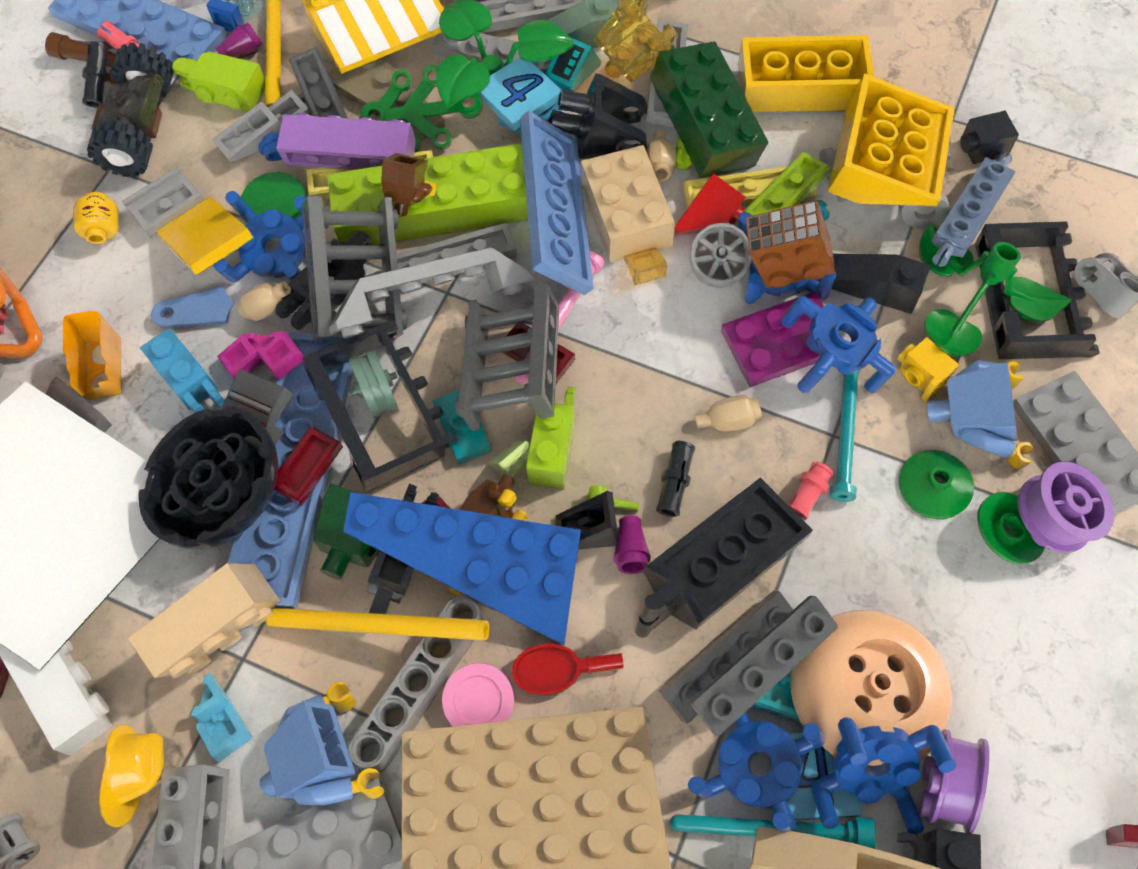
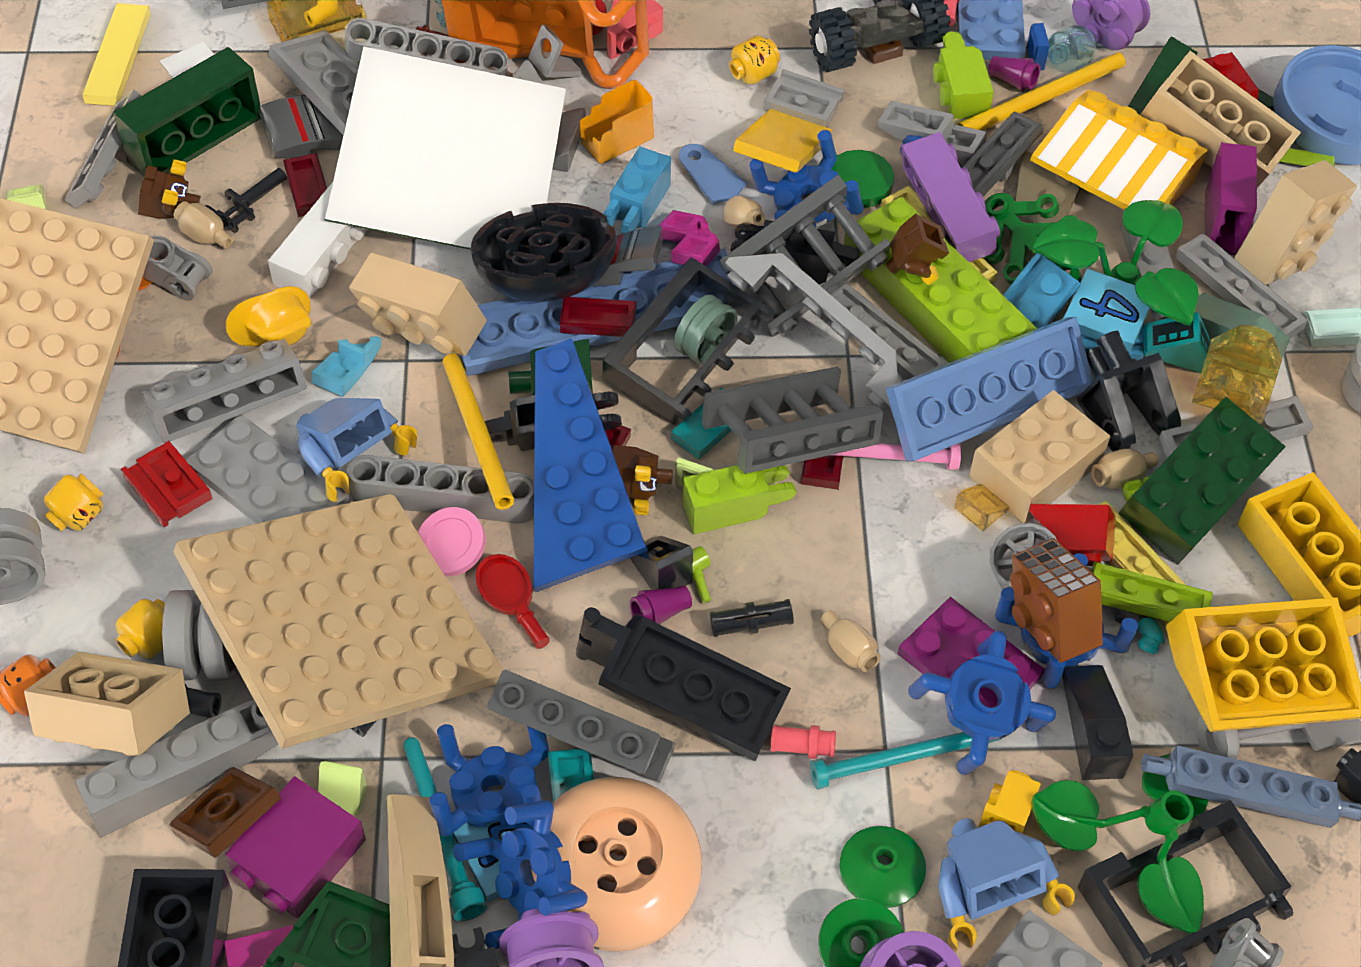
camera: 60 degrees right, 10 degrees down
(475, 125) = (1041, 290): none -> dark azure plate

